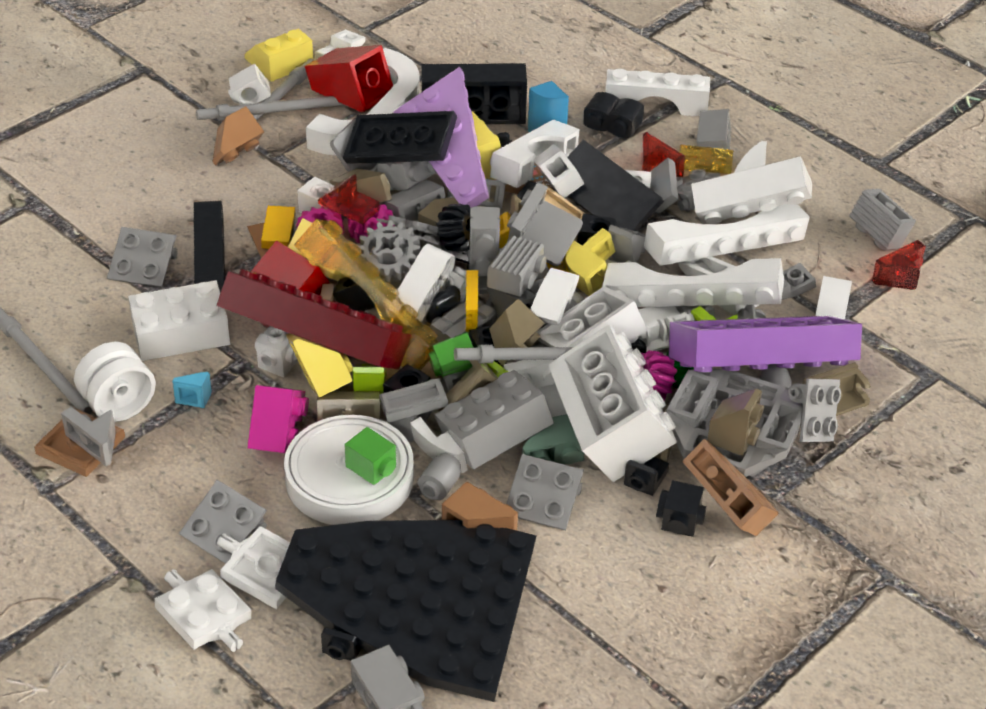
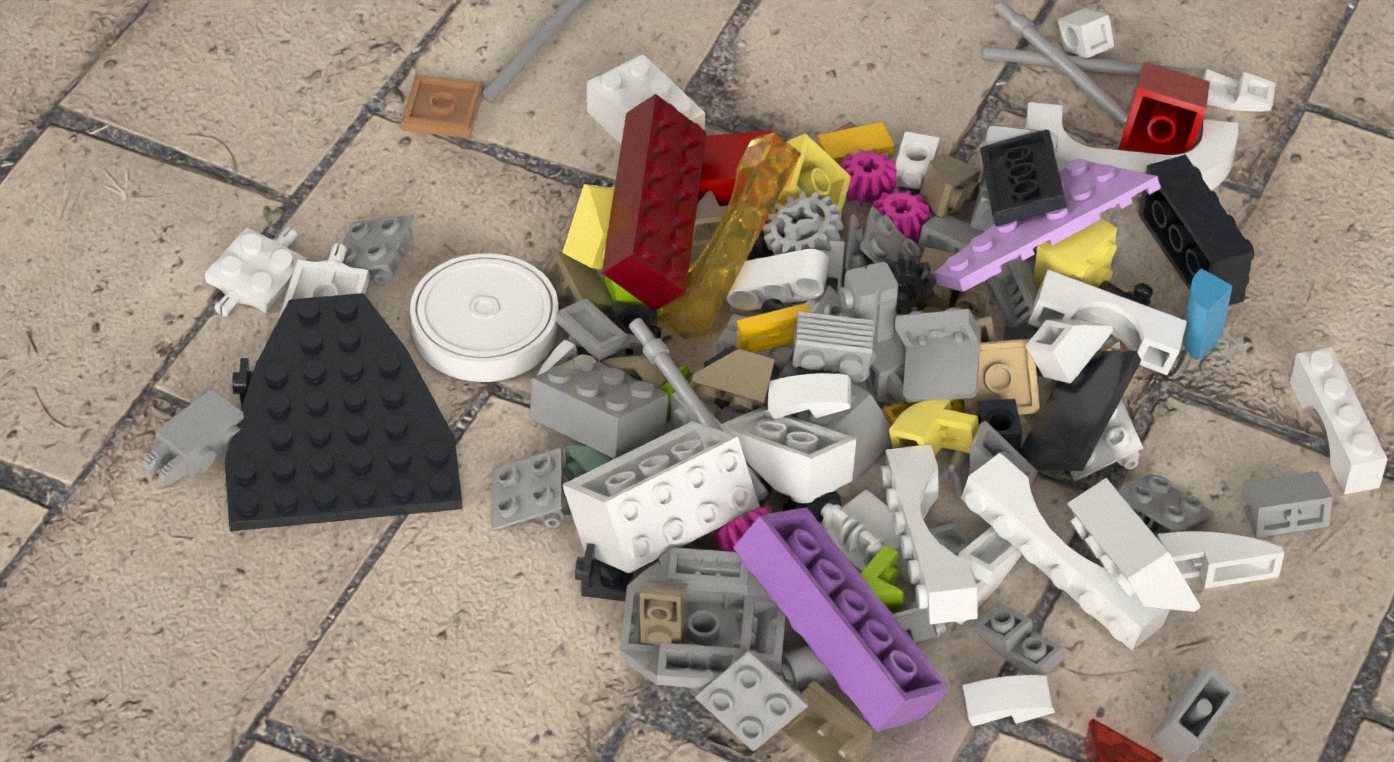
camera: 70 degrees right, 5 degrees up
(94, 436) = (436, 105): light grey slope -> none
(114, 380) = (511, 90): white wheel -> none
(142, 257) = (737, 51): light grey hinge -> none
(192, 389) = (550, 161): medium azure slope -> none
(209, 242) = (781, 97): black beam -> none
(235, 134) = (983, 49): medium nougat slope -> none
(275, 417) = (525, 225): dark pink brick -> none
(281, 54) = (1178, 42): light yellow slope -> none
(349, 202) = (900, 180): clear red slope -> none
(370, 456) = (481, 314): bright green brick -> none
(439, 476) = (507, 394): light grey brick -> none
(443, 359) = (682, 340): bright green brick -> none
(477, 507) = (470, 436): medium nougat slope -> none
(613, 114) = (1262, 388): black brick -> none
(655, 152) = (1194, 449): clear red slope -> none
(665, 183) = (1141, 470): light grey tile -> none
(681, 508) = (554, 617): black brick -> none
(707, 158) = (1229, 504): clear yellow plate -> none
(730, 488) = (585, 654): medium nougat slope -> none

